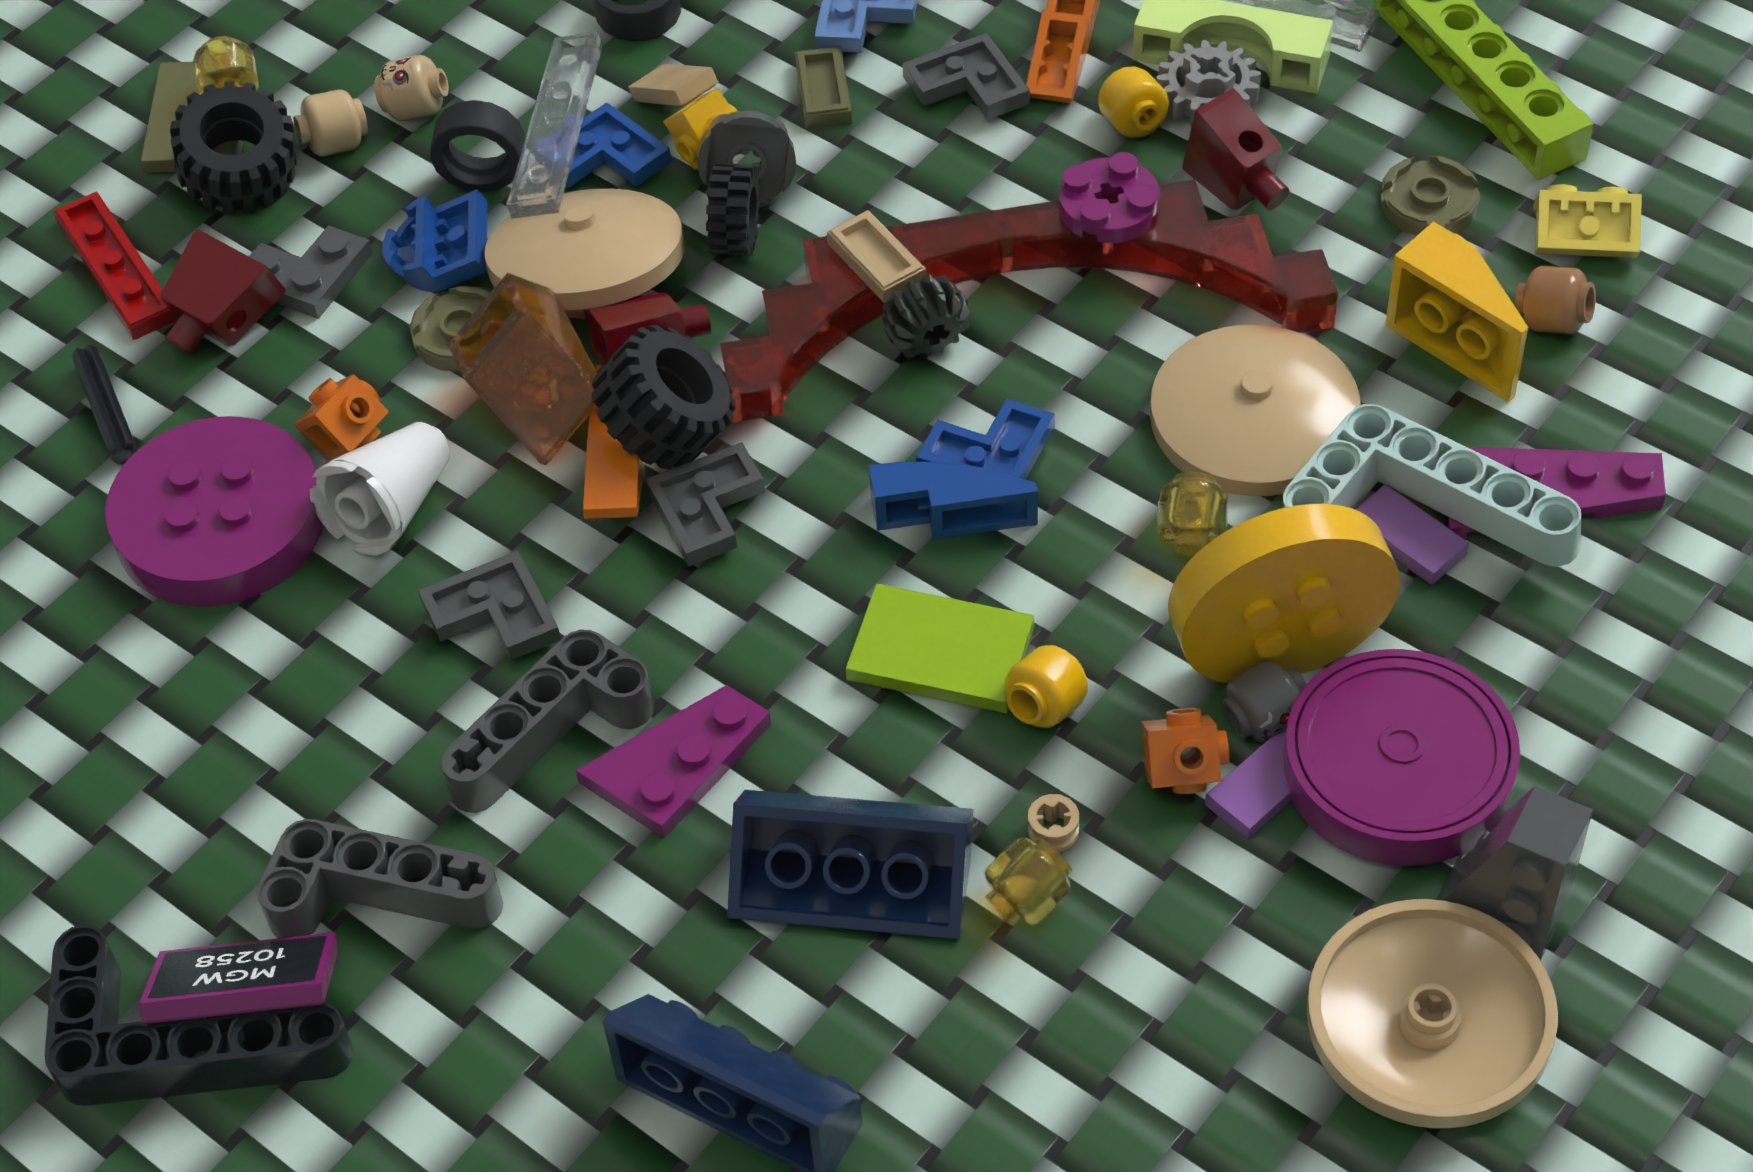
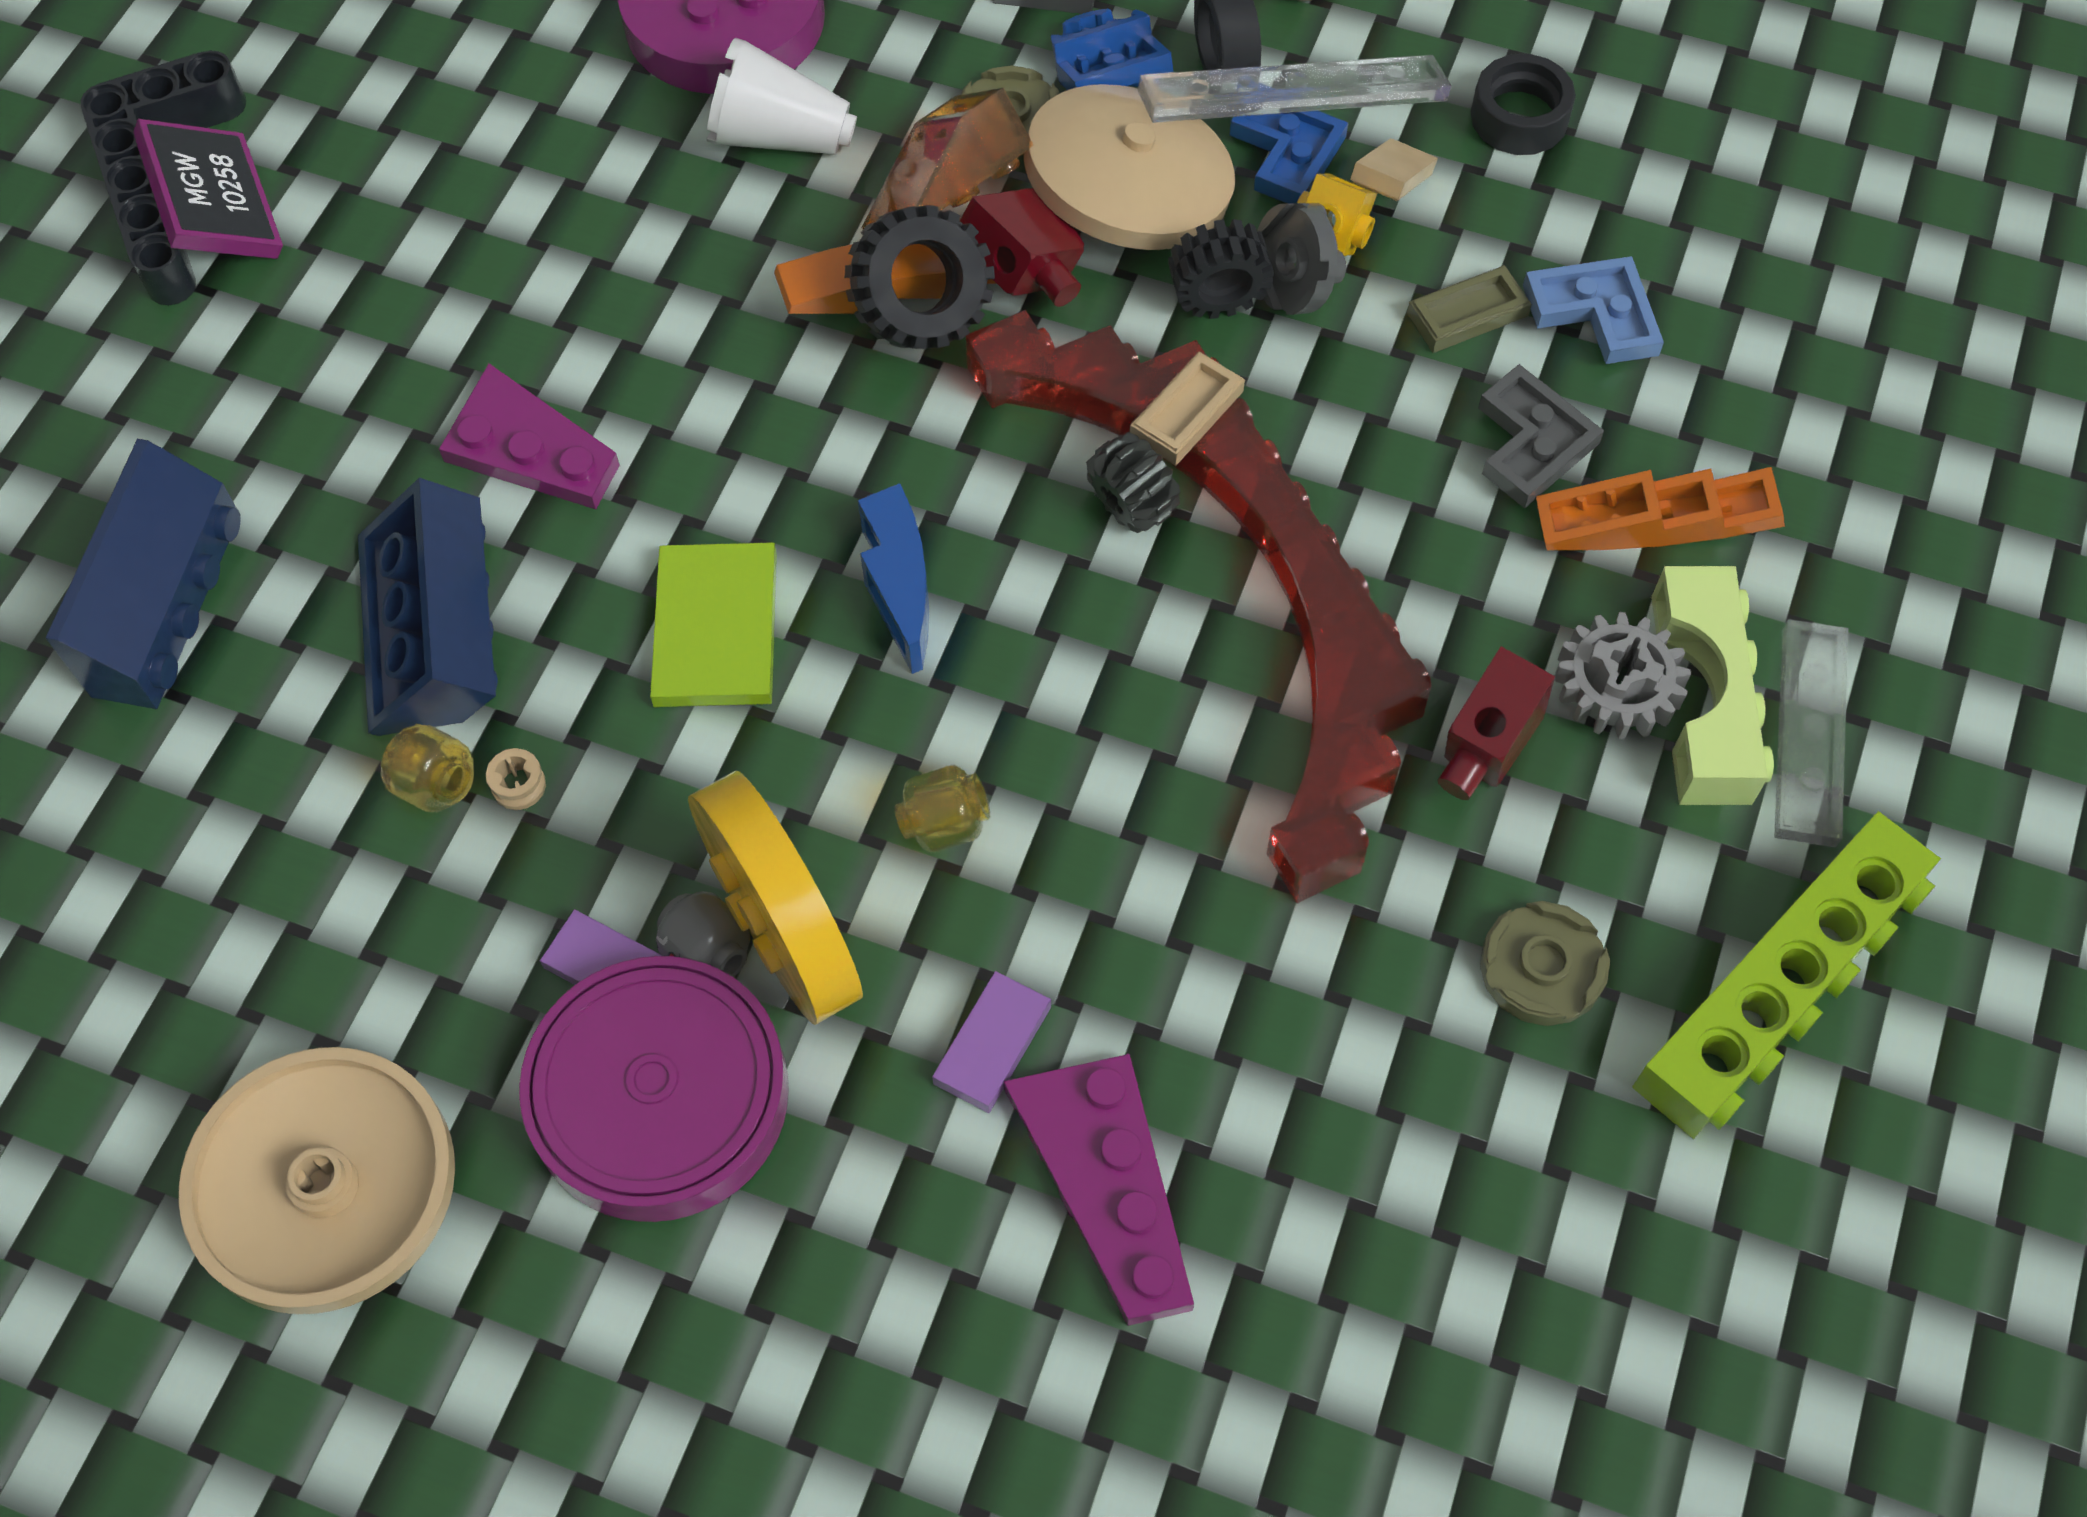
camera: 70 degrees right, 10 degrees up
(341, 416) = (831, 46): orange brick -> none
(456, 890) = (344, 219): dark grey beam -> none
(496, 594) = (674, 246): dark grey plate -> none
(575, 677) = (578, 324): dark grey beam -> none
(693, 496) = (838, 355): dark grey plate -> none
(1008, 446) = (974, 610): blue plate -> none
(1045, 686) = (672, 725): yellow head -> none
(1114, 177) = (1361, 574): magenta plate -> none
(1133, 102) = (1554, 603): yellow head -> none
(1169, 737) = (608, 867): orange brick -> none
(1249, 405) = (1133, 845): tan dish -> none
(1442, 474) = (1045, 1038): light aqua beam -> none
(1457, 309) = (1340, 992): yellow slope -> none
(1524, 866) = (476, 1230): dark grey wedge -> none
(1556, 300) = (1401, 1134): medium nougat head -> none
(1588, 222) = (1556, 1151): light yellow bracket -> none

